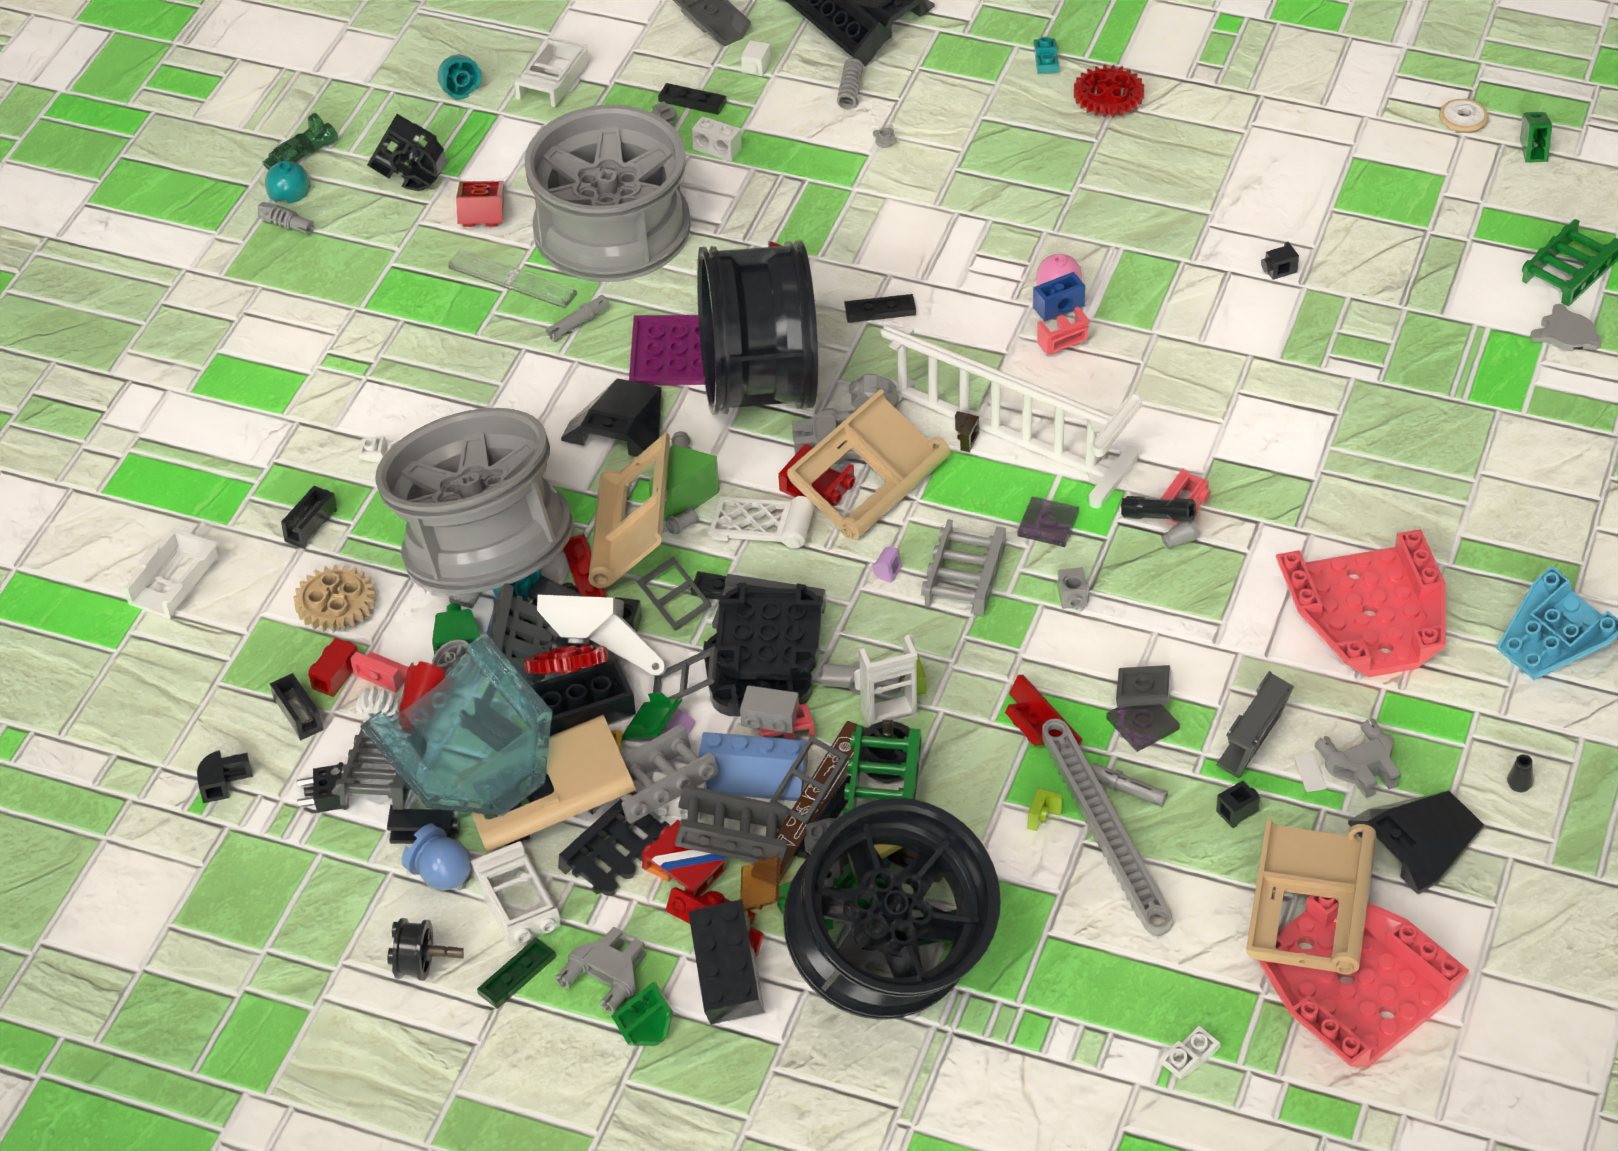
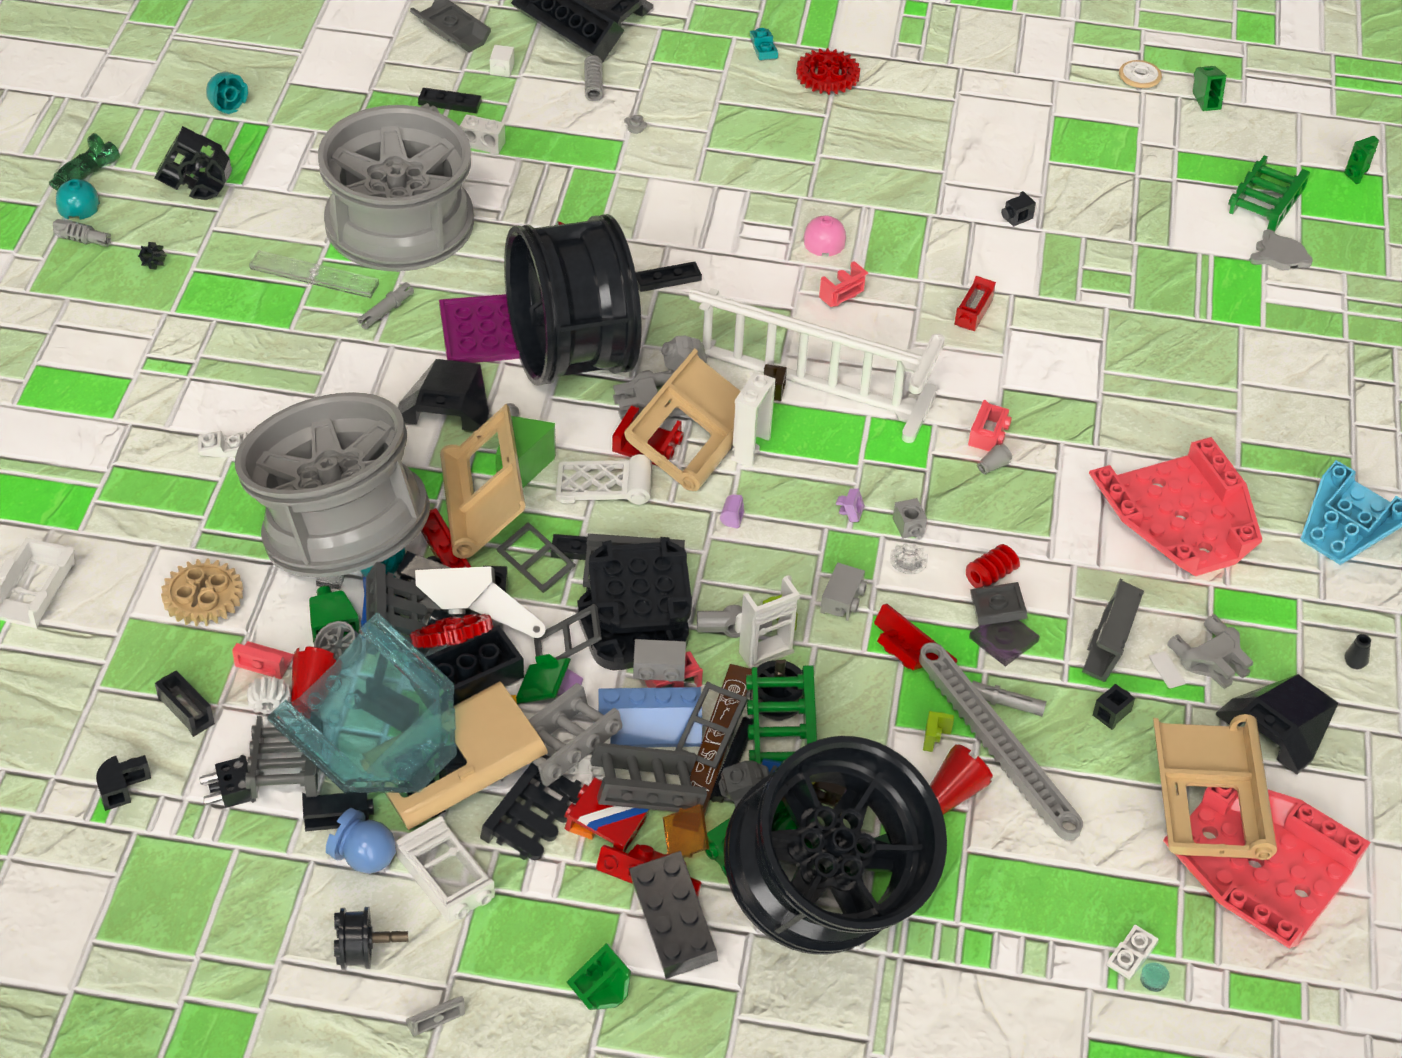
camera: 15 degrees left, 0 degrees up
(308, 516) = (160, 514): black window -> none
(332, 667) = (214, 660): red brick -> none
(350, 247) = (152, 255): none -> black gear
(478, 1032) = (436, 1016): none -> light grey slope
(480, 203) = (270, 206): slope -> none
(516, 973) = (461, 949): dark green tile -> none
(568, 78) = (322, 95): white piece -> none
(607, 964) = (551, 931): light grey connector -> none
(677, 523) = (531, 485): light grey pin -> none
(924, 465) = (752, 417): none -> white door
(982, 657) = (843, 591): none -> light grey hinge
(984, 580) = (825, 500): light grey fence -> none
(1014, 568) = (851, 505): none -> lavender tile
(1048, 521) = (870, 459): tile -> none
(1048, 863) = (959, 778): none -> red cone
(1058, 296) = (831, 253): blue brick -> none
(1061, 637) = (909, 565): none -> clear gear
(1141, 507) = (966, 438): black axle -> none
(1146, 644) = (992, 566): none -> red piece
(1204, 363) = (975, 303): none -> red window
(1207, 1080) = (1154, 977): none -> clear light blue tile

